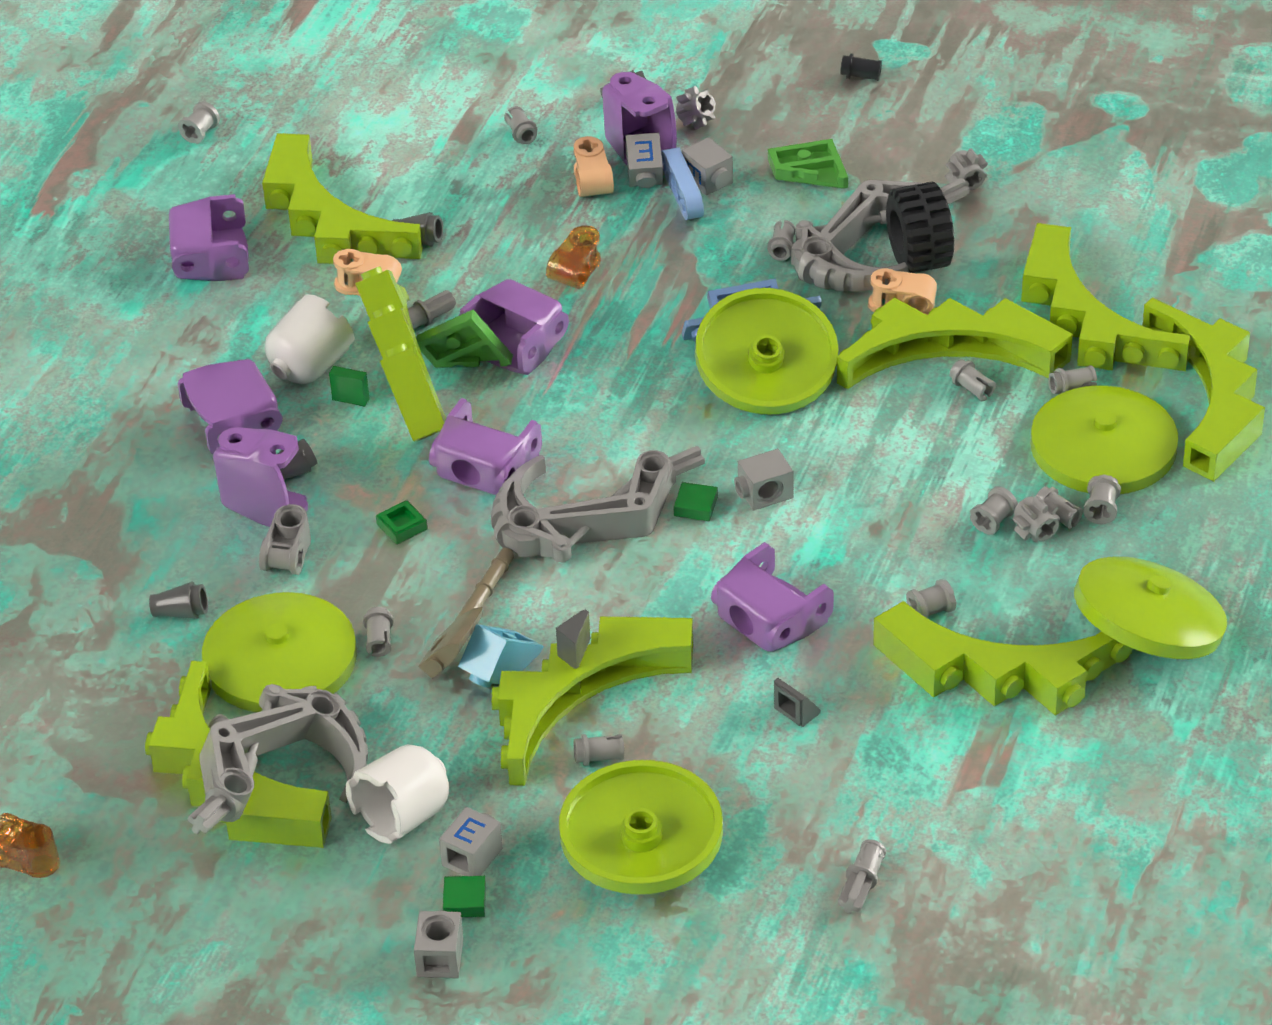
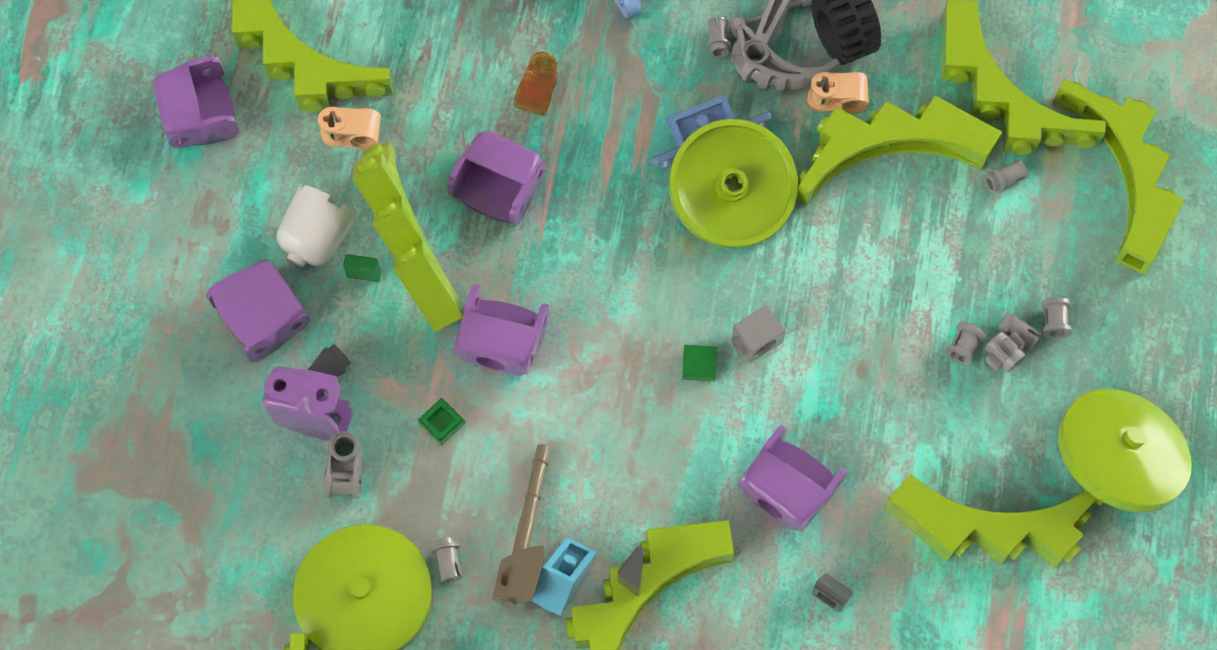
camera: 10 degrees left, 25 degrees up
(180, 602) = (263, 550): dark grey cone -> none
(423, 312) = (415, 161): light grey axle -> none
(430, 227) = (393, 59): dark grey cone -> none
(463, 342) = (455, 207): bright green wing -> none
(554, 529) = (619, 402): light grey piece -> none
(932, 599) = (929, 458): light grey bush -> none
(965, 374) = (917, 187): light grey pin -> none
(1104, 433) = (1043, 241): lime dish -> none

